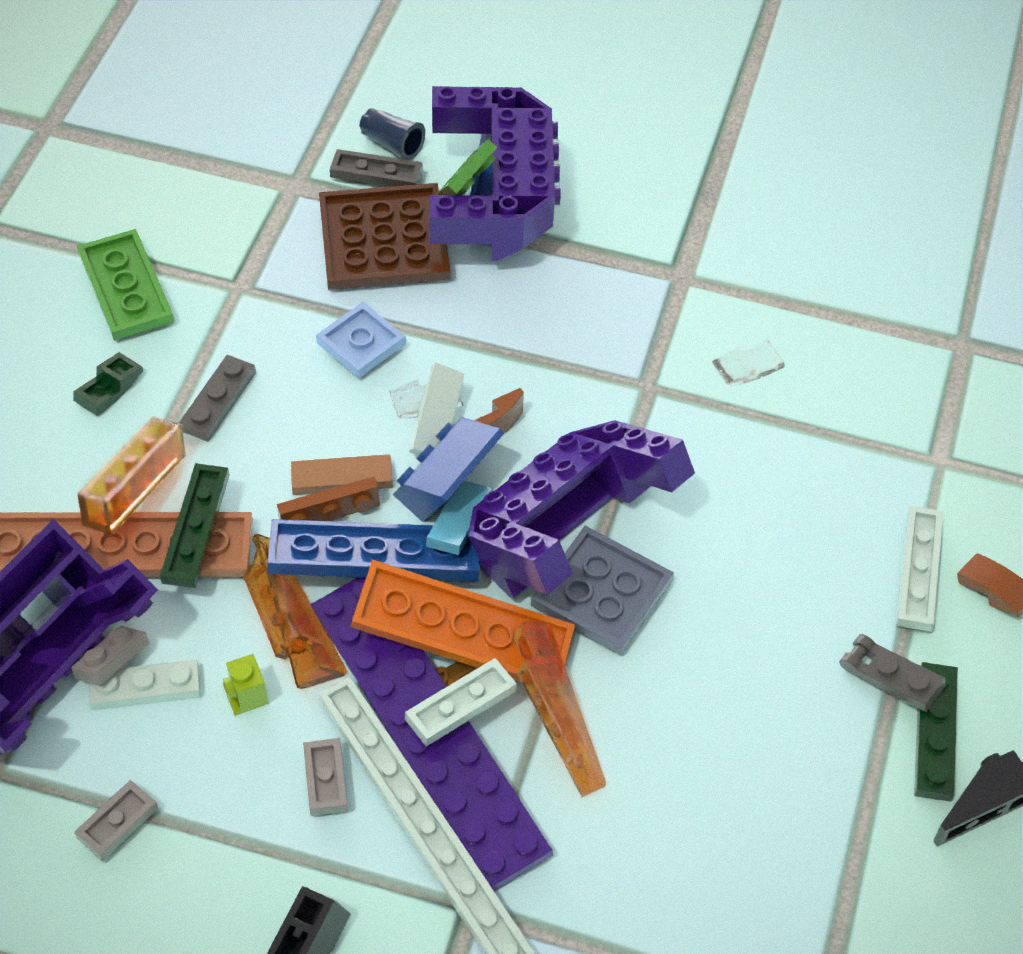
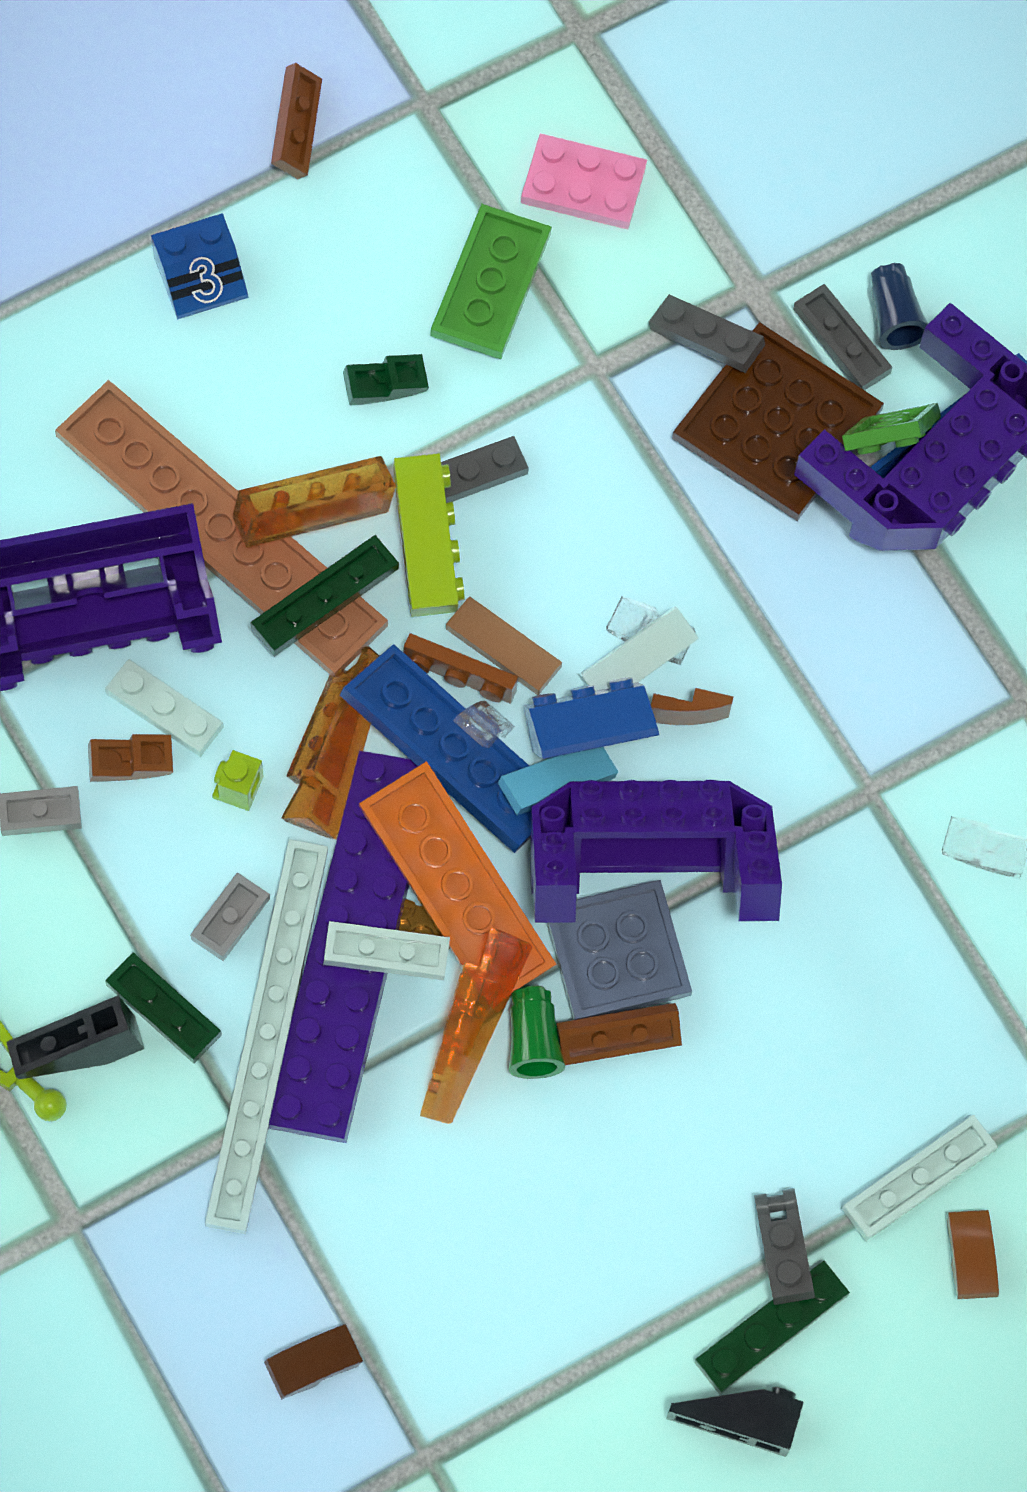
camera: 40 degrees right, 15 degrees up
(110, 655) = (154, 660): light grey plate -> none
(130, 197) = (584, 181): none -> bright pink plate
(154, 733) = (131, 759): none -> dark orange slope
(230, 443) = (426, 535): none -> lime brick
(292, 218) = (707, 333): none -> dark grey plate
(337, 874) = (163, 1008): none -> dark green plate
(361, 339) = (648, 520): light blue plate -> none
(380, 521) = (484, 723): none -> clear slope
(606, 679) = (534, 1035): none -> green plant
(656, 635) = (619, 1034): none -> dark orange plate

